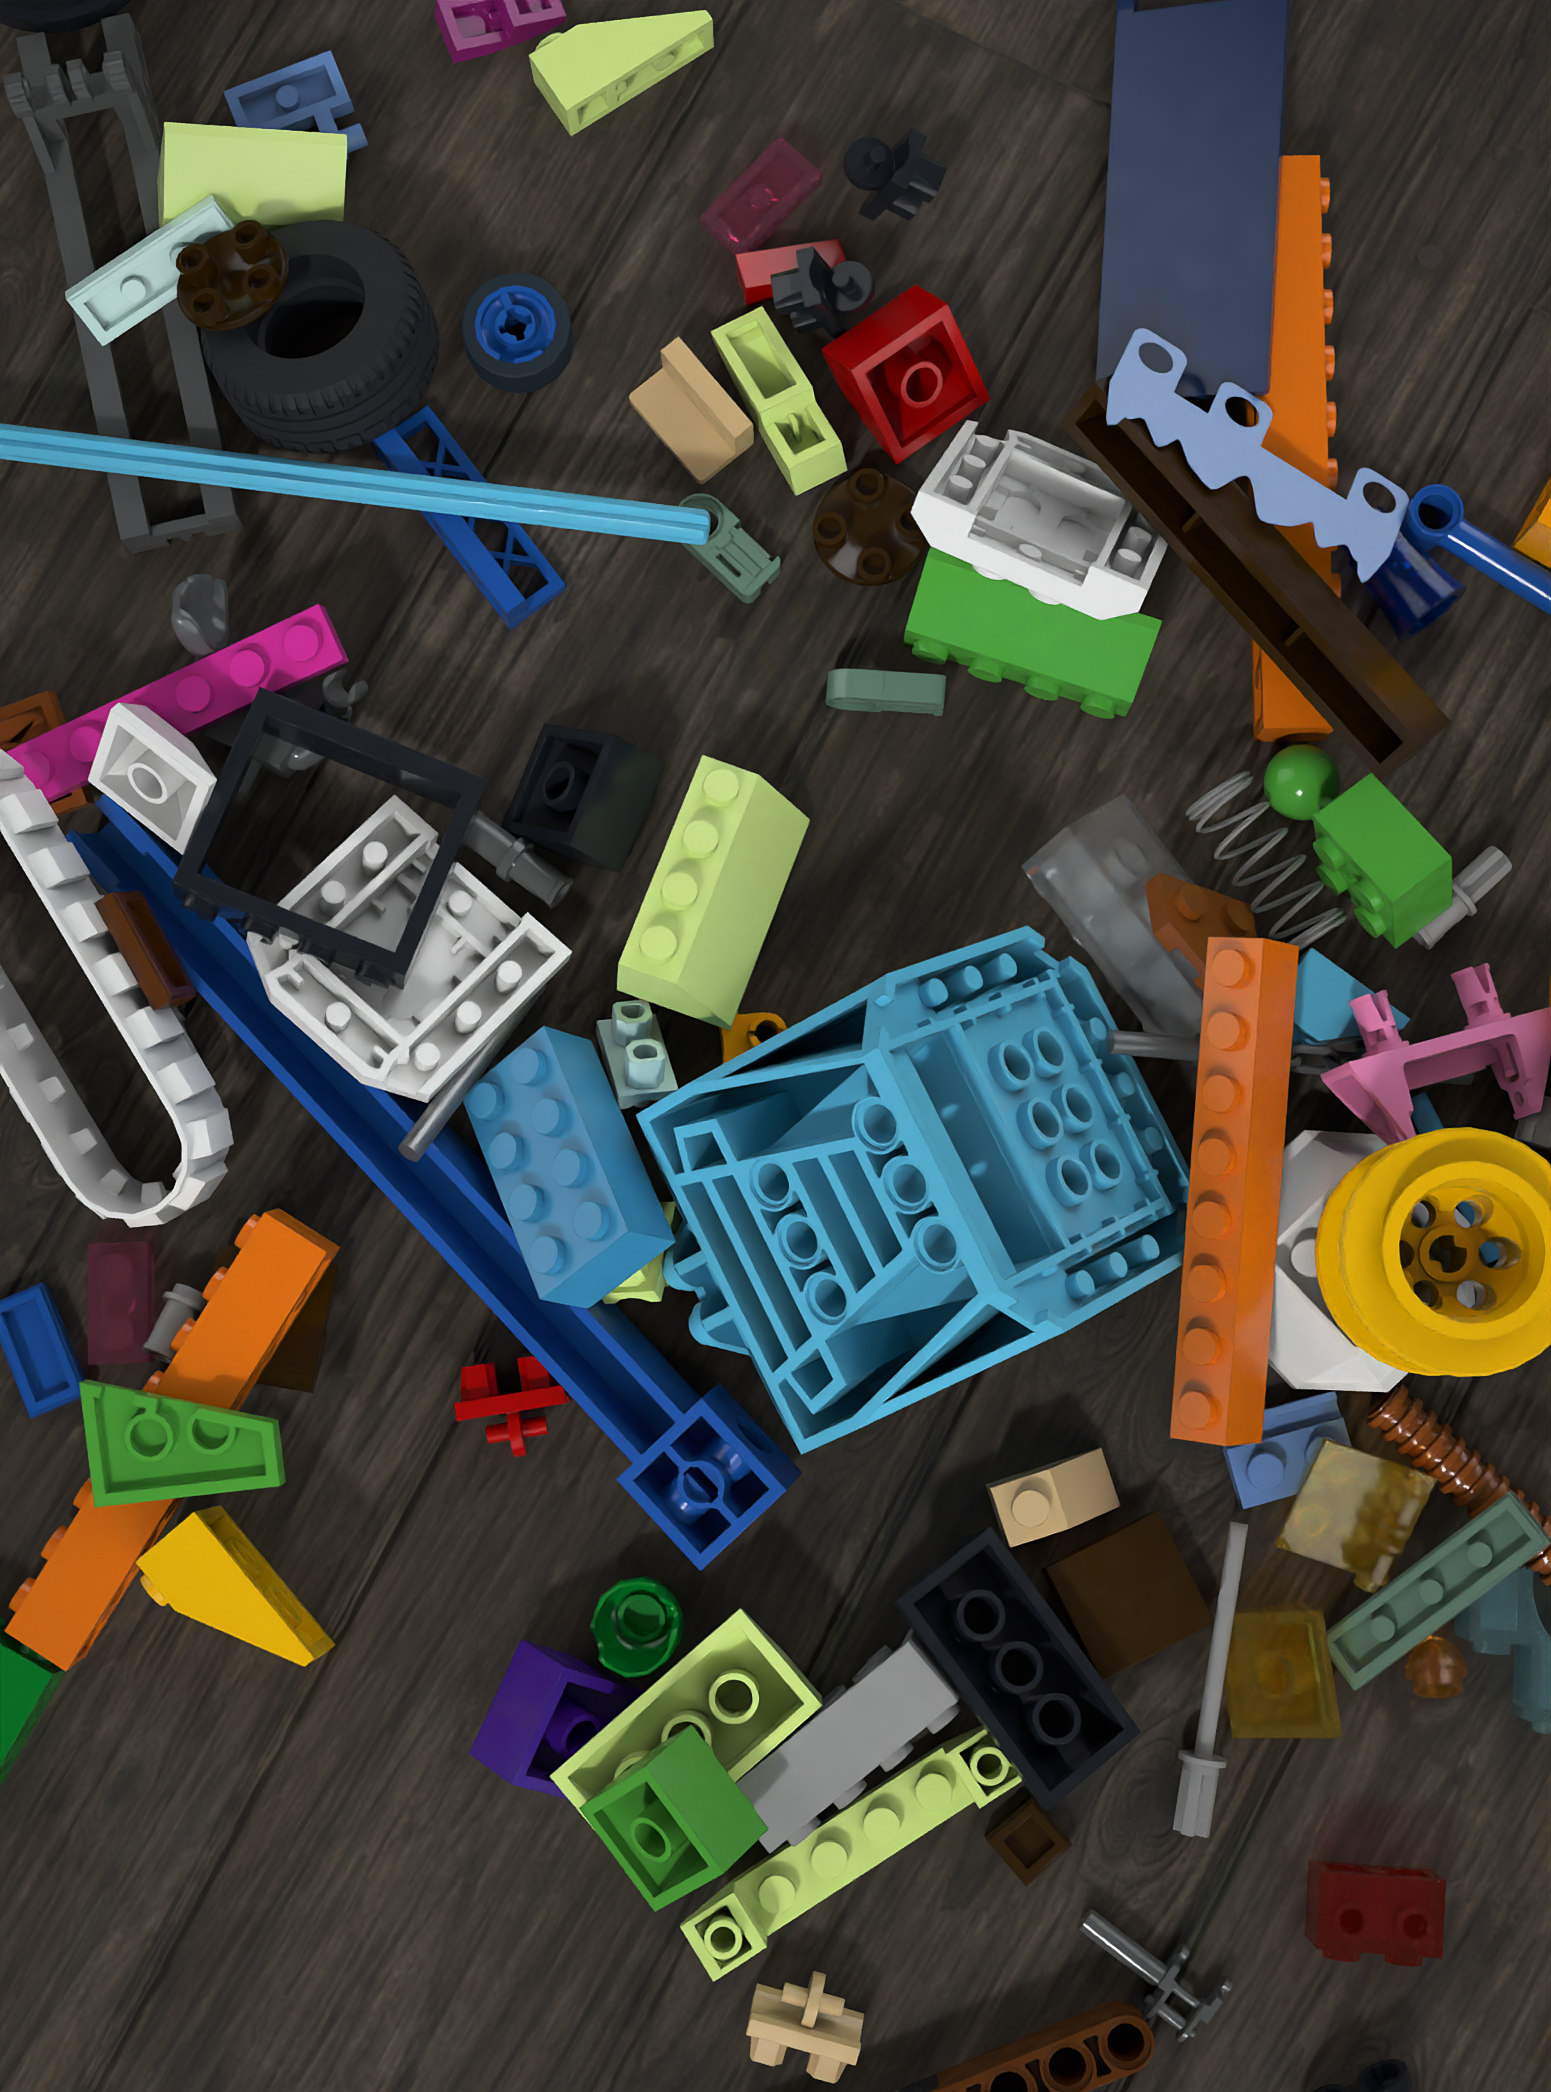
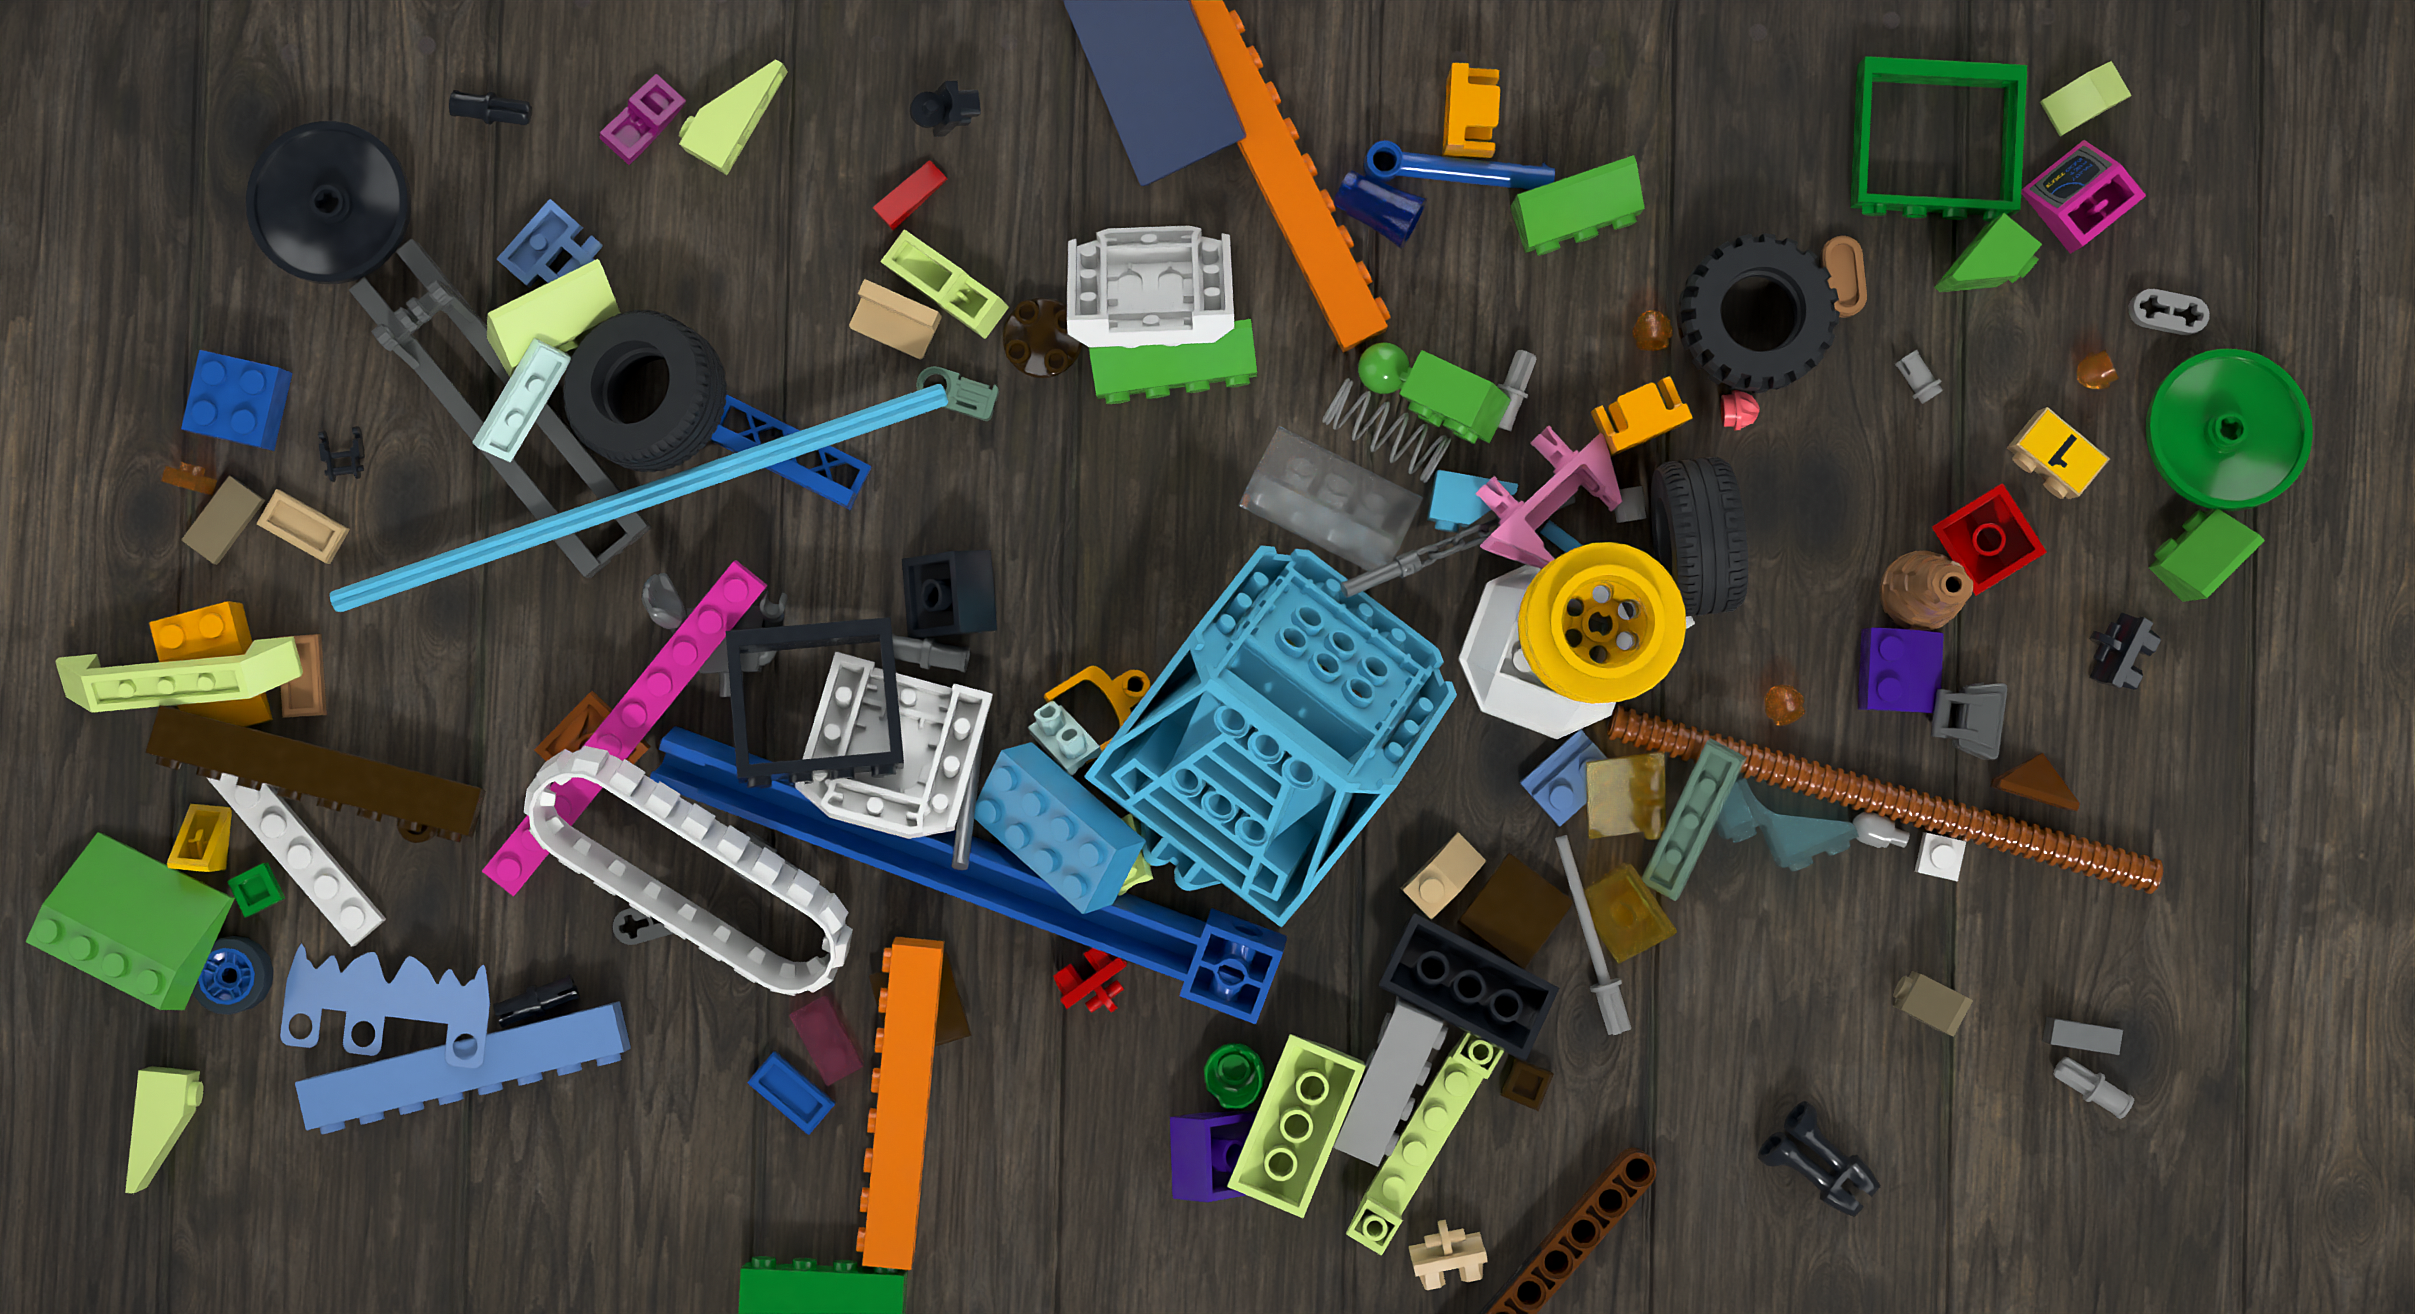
camera: 25 degrees left, 5 degrees up
(146, 949) = (738, 822): reddish brown tile -> none
(153, 773) = (690, 715): white slope -> none
(172, 1447) = (910, 1108): bright green wing -> none
(179, 1307) = (866, 1027): light grey pin -> none
(224, 1581) = (978, 1172): yellow slope -> none
(231, 277) = (576, 386): dark brown dish -> none
(496, 354) = (753, 342): wheel -> none
(674, 1819) = (1312, 1173): bright green slope -> none
(713, 895) = (1061, 616): yellowish green slope -> none
(761, 198) = (869, 160): clear pink plate -> none
(820, 294) = (940, 206): black hips -> none
(886, 691) = (1102, 436): sand green piece -> none
(907, 372) = (1015, 228): red slope -> none
(1156, 1973) = (1638, 1122): dark grey piece -> none
(1189, 914) = (1376, 492): dark orange plate -> none
(1225, 450) = (1237, 191): medium blue piece -> none
(1234, 1191) = (1460, 644): orange brick -> none
(1265, 589) = (1291, 258): dark brown brick -> none
(1375, 1912) = (1747, 1023): clear red brick -> none
(1436, 1668) = (1717, 863): clear orange plate -> none

